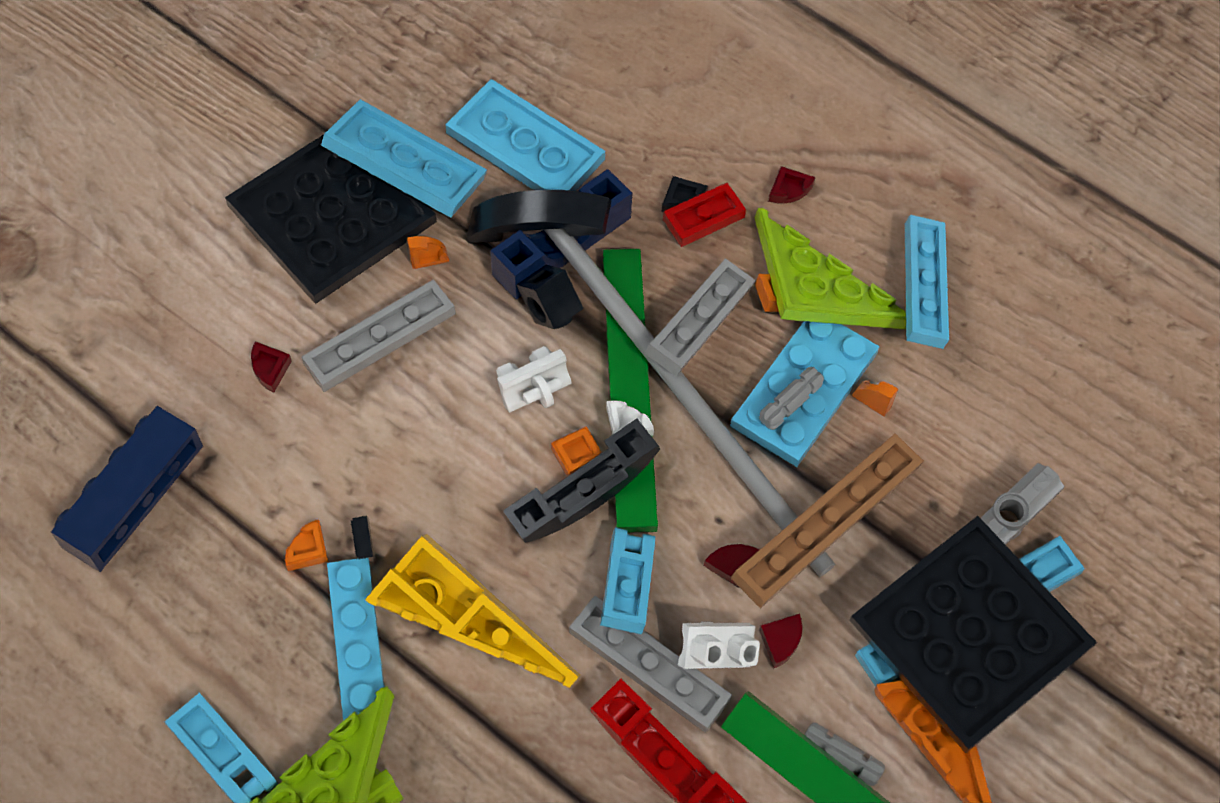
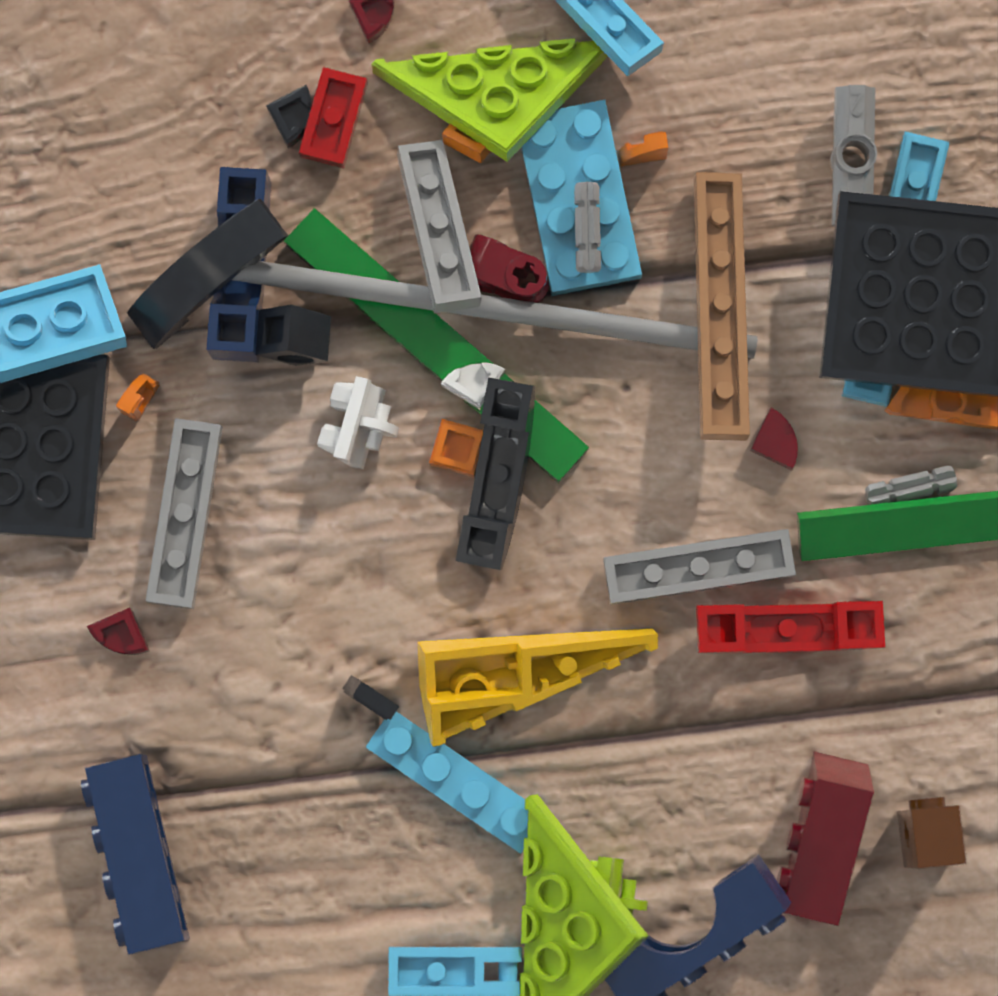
camera: 40 degrees left, 20 degrees up
(306, 548) = (331, 749): orange tile -> none
(524, 140) = (102, 202): medium azure plate -> none
(628, 581) = (618, 519): medium azure plate -> none
(715, 381) = (500, 266): none -> dark red piece
(718, 645) = (738, 504): white hips -> none
(728, 559) = (676, 415): dark red tile -> none

